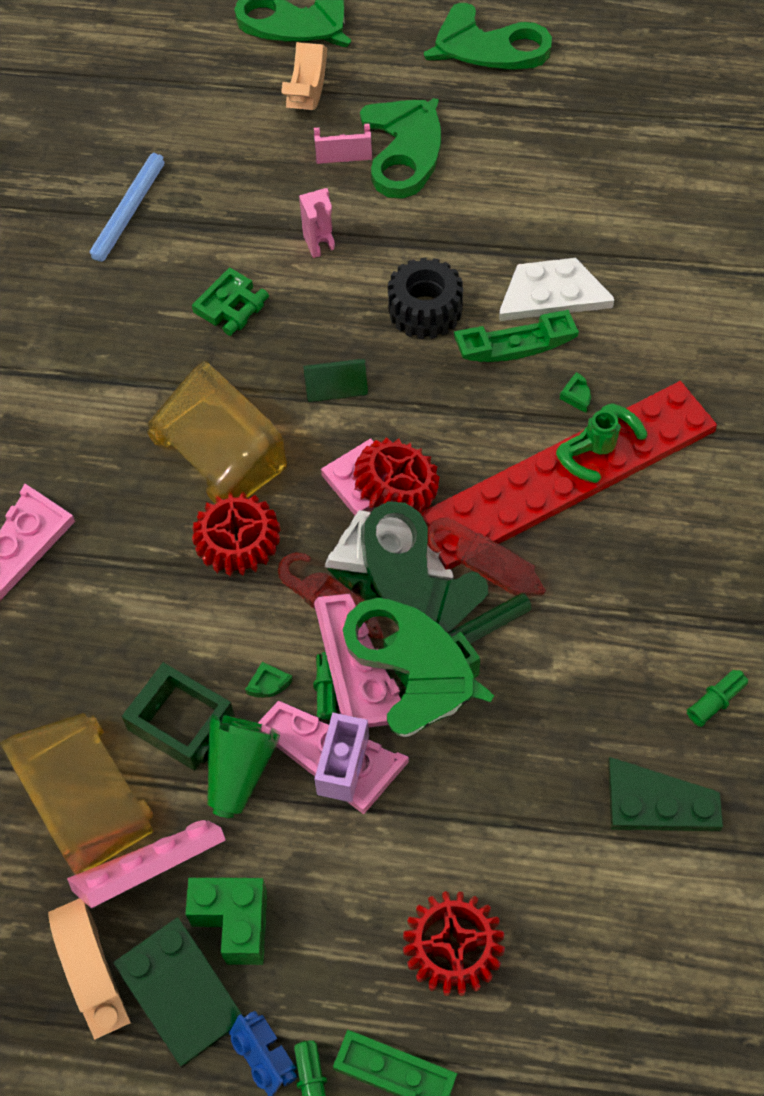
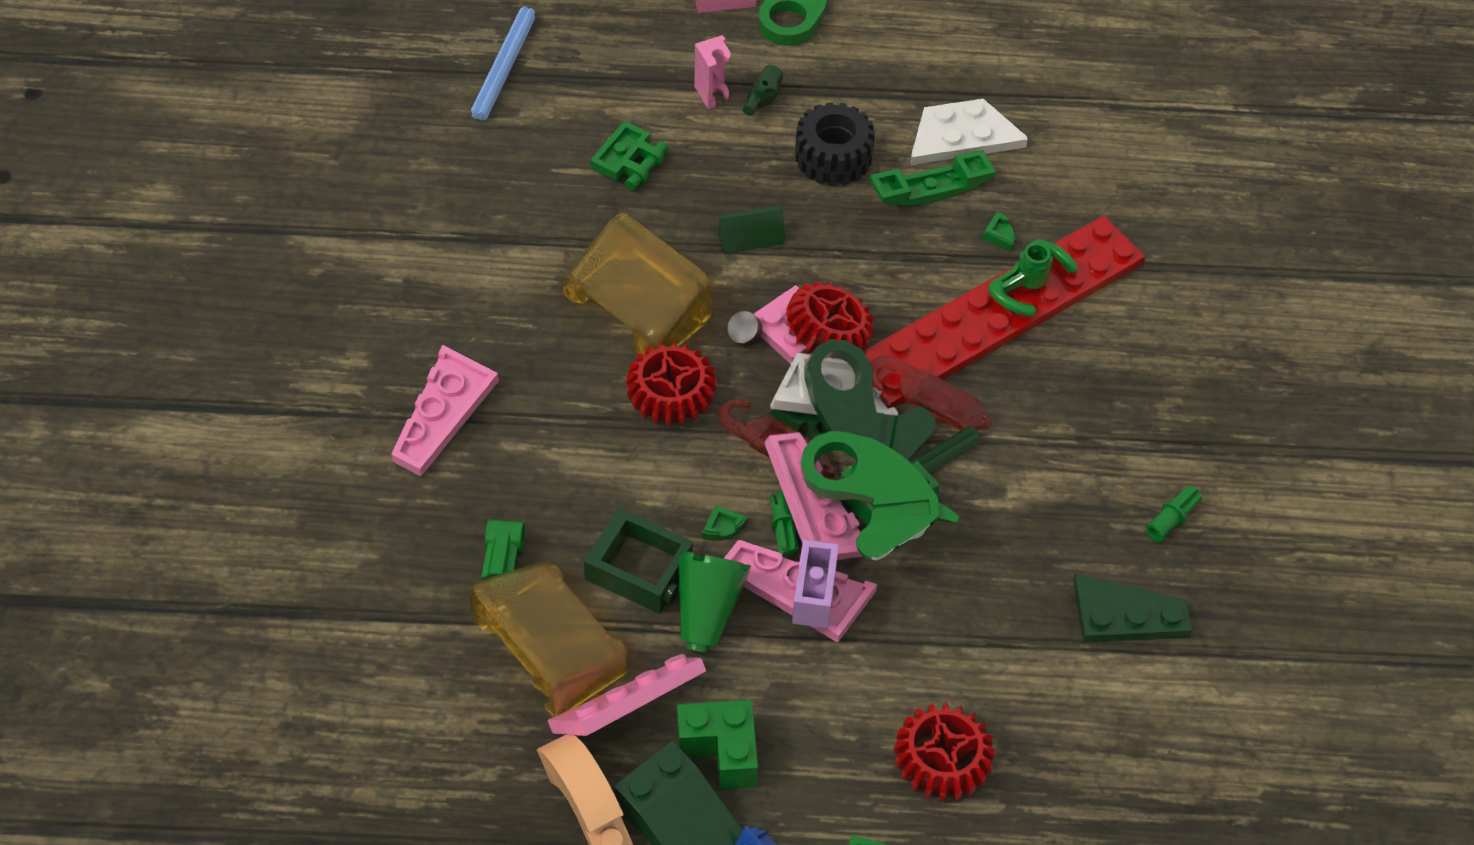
camera: 10 degrees left, 5 degrees down
(50, 690) = (502, 544): none -> green piece
(315, 480) = (744, 328): none -> tile
(365, 242) = (764, 89): none -> dark green piece

